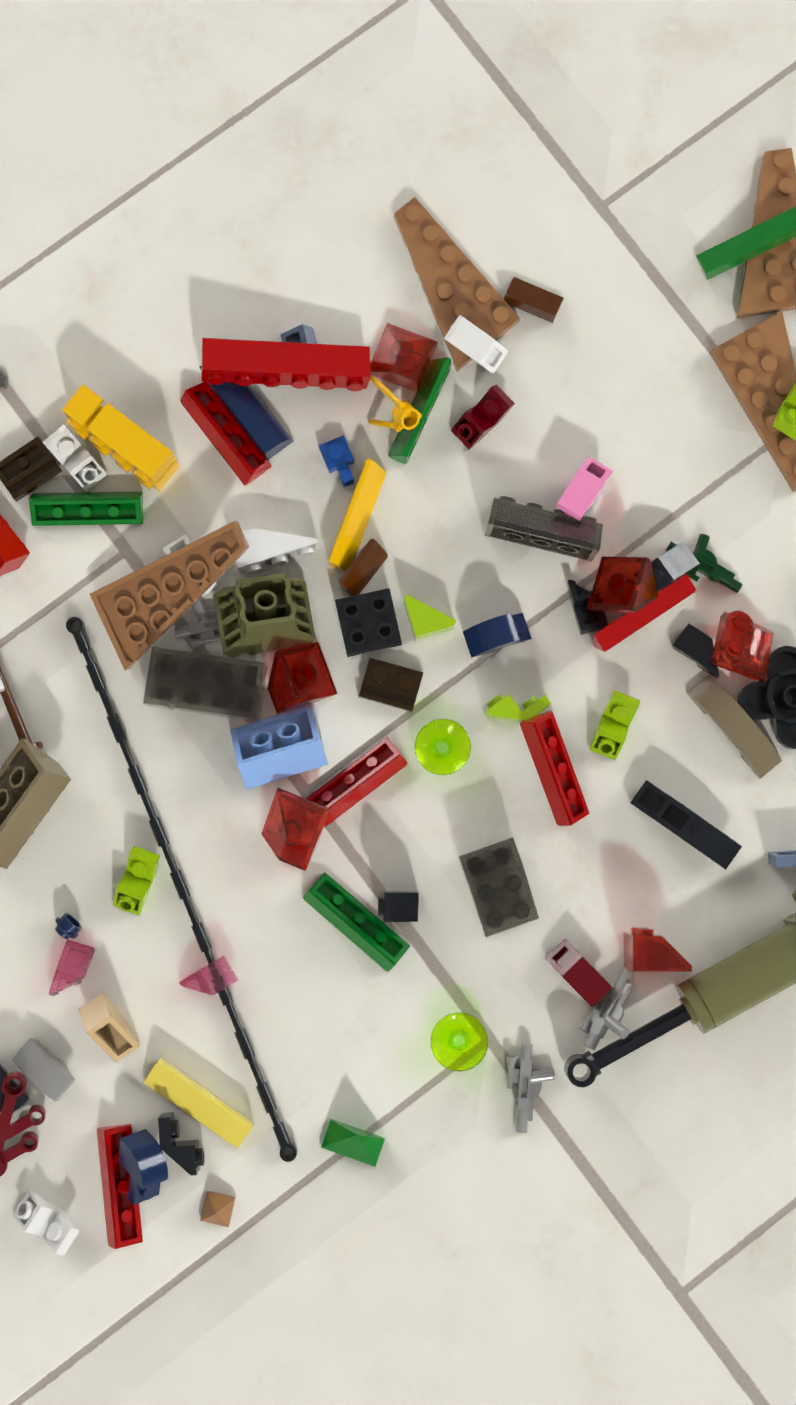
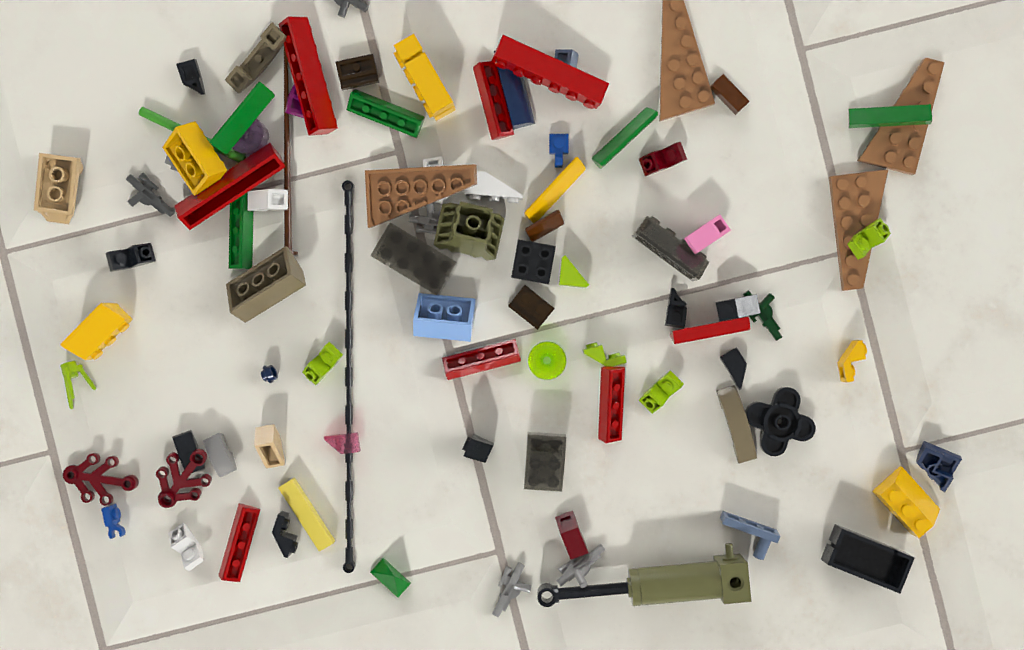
camera: 35 degrees right, 5 degrees up
(71, 966) = (261, 399): clear pink slope -> none
(74, 458) = (390, 77): white slope -> none
(144, 1163) = (259, 538): dark blue brick -> none
(217, 1209) = (292, 582): medium nougat slope -> none
(294, 828) = (432, 372): clear red slope -> none
(299, 678) = (475, 279): clear red slope -> none
(356, 922) = (447, 445): green slope -> none
(402, 357) = (628, 97): clear red slope -> none
(403, 413) = (612, 138): yellow plant -> none
(463, 1056) = (476, 554): clear neon green dish -> none
(476, 344) = (678, 110): white slope -> none
(496, 634) = (611, 304): dark blue brick -> none
(623, 585) = (704, 307): clear red slope -> none
(651, 952) = (620, 543): clear red slope -> none
(686, 824) = (678, 473): black slope -> none
(742, 646) = (764, 376): clear red slope -> none

